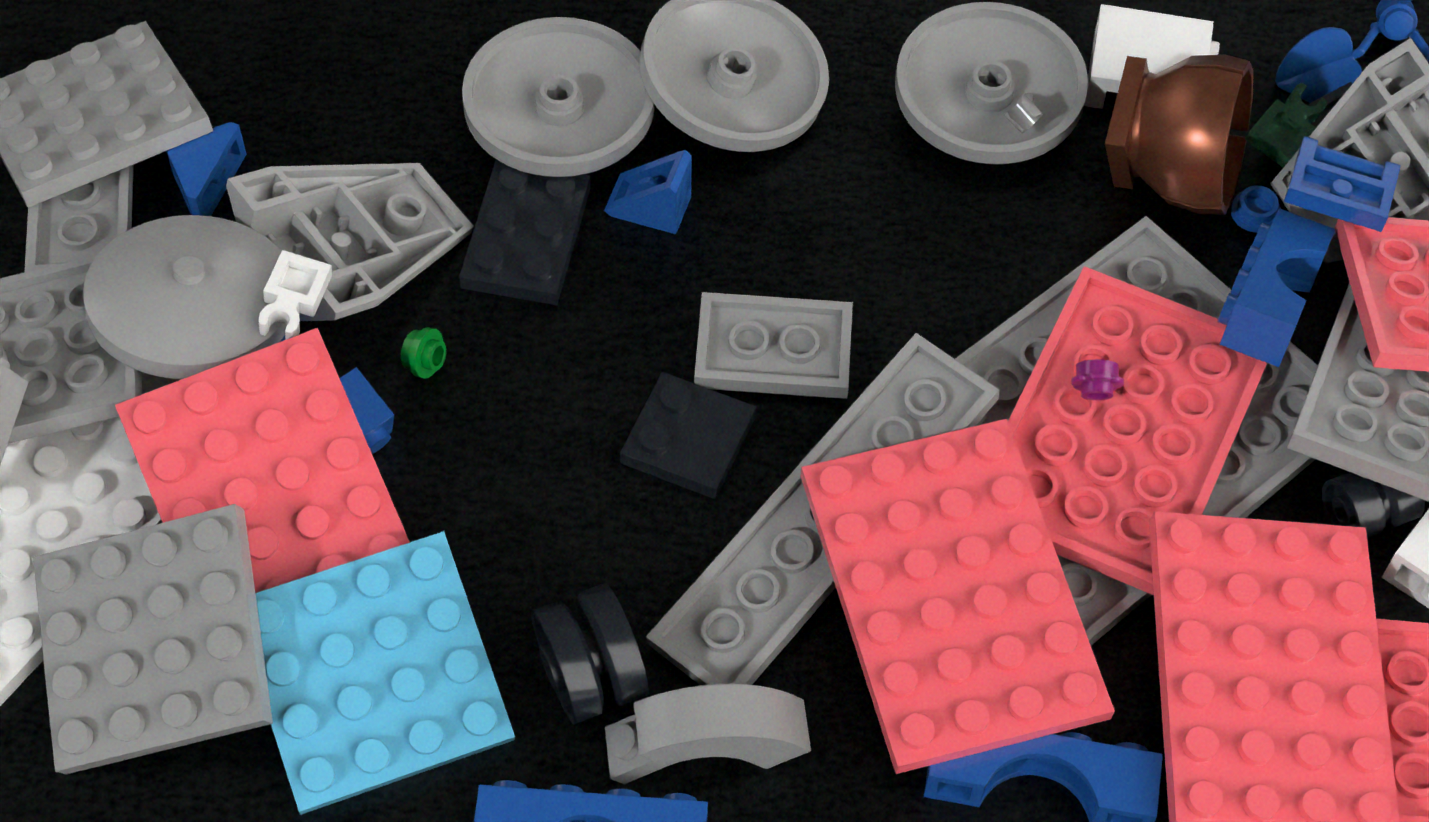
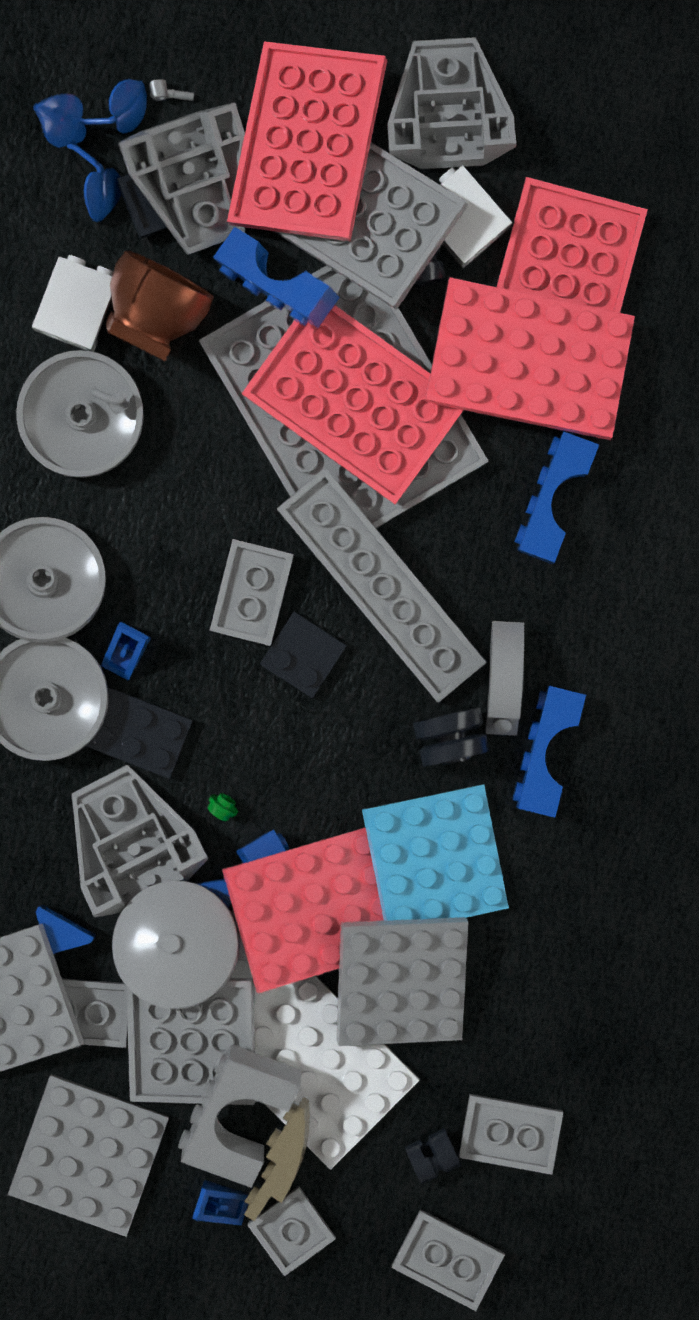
camera: 85 degrees left, 30 degrees up
(293, 289) = (191, 880): white plate -> none
(954, 596) = (451, 525): coral plate -> none
(1097, 379) = (330, 408): magenta plate -> none
(1253, 207) = (200, 267): blue plate -> none
(1284, 126) = (153, 235): clear green plate -> none
(1342, 185) = (219, 219): blue plate -> none

